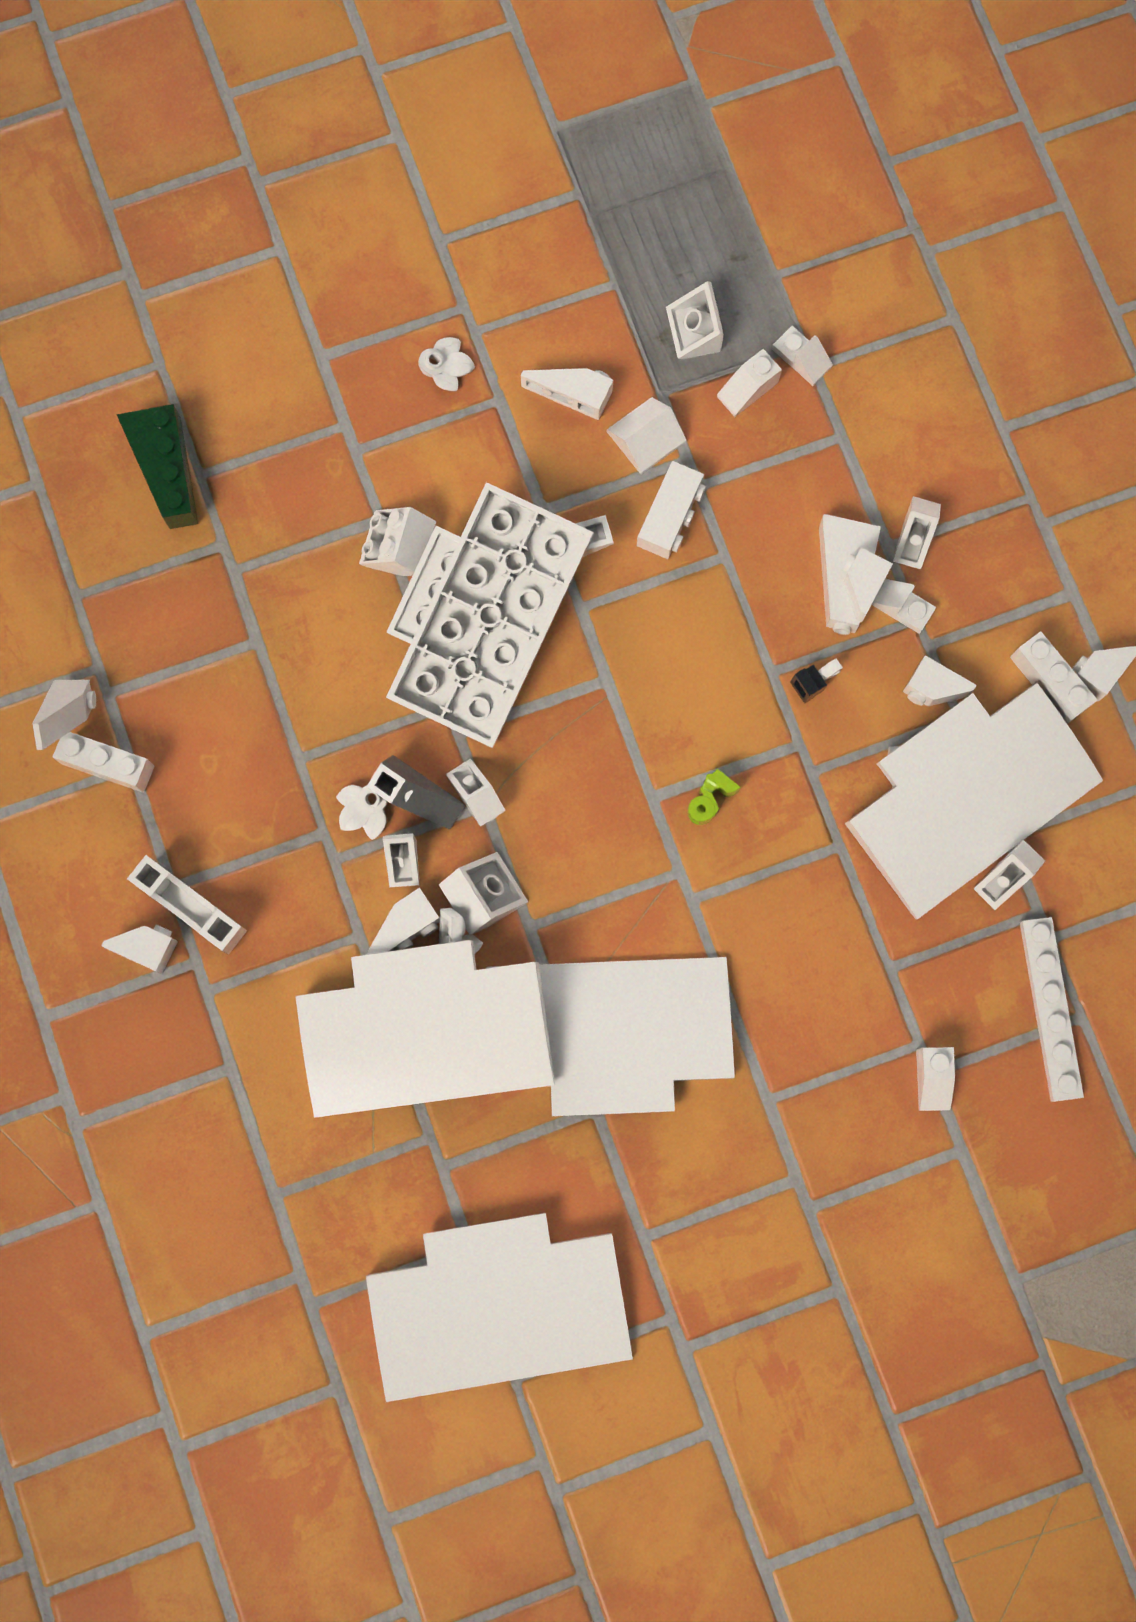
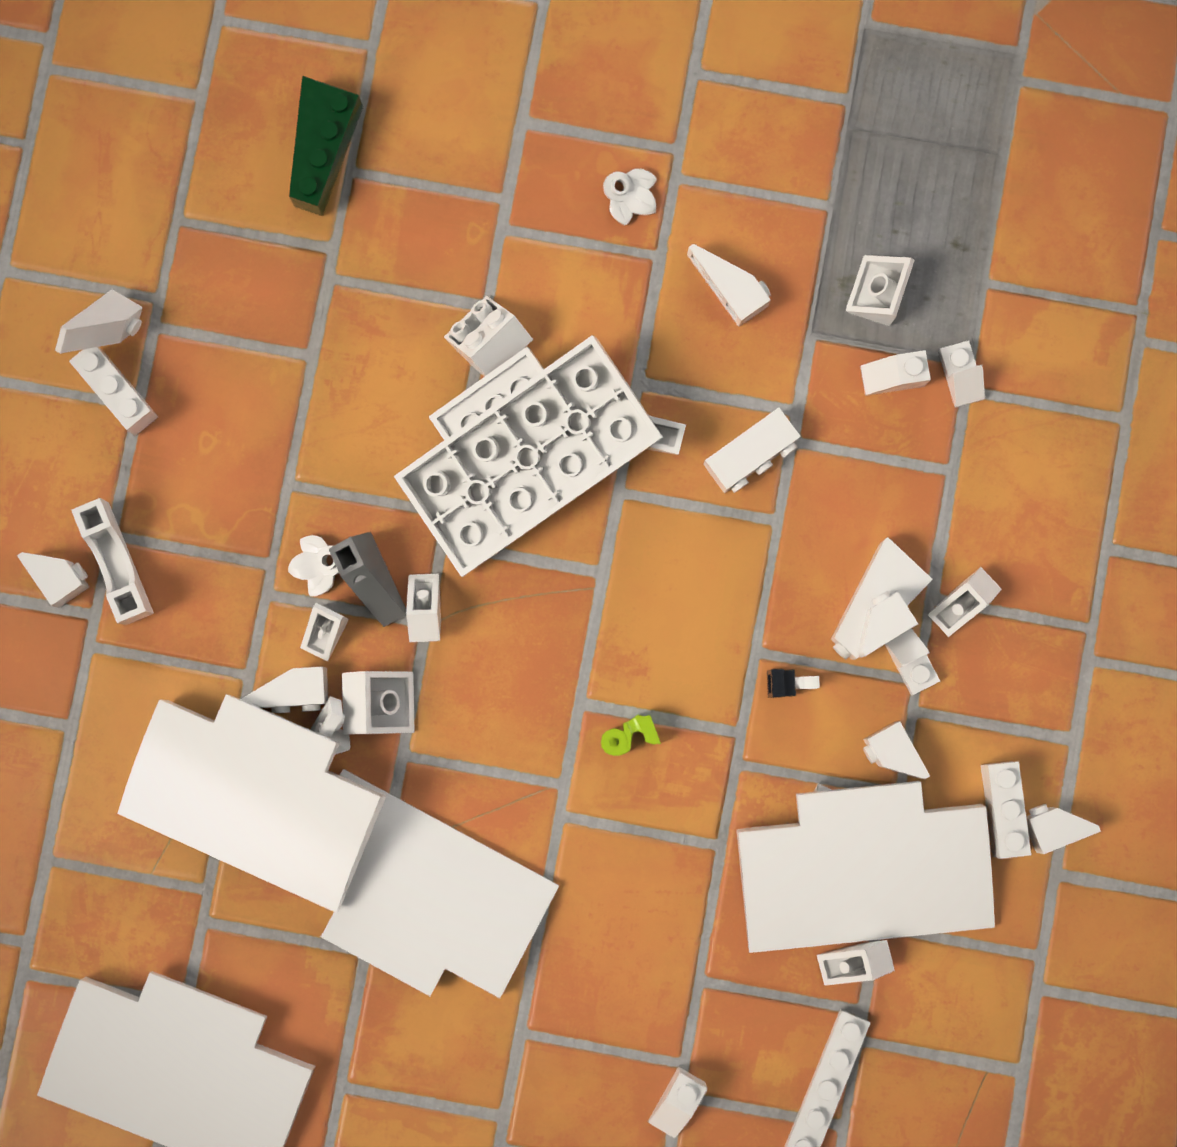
camera: 30 degrees right, 5 degrees up
(647, 434) = (774, 366): white slope -> none

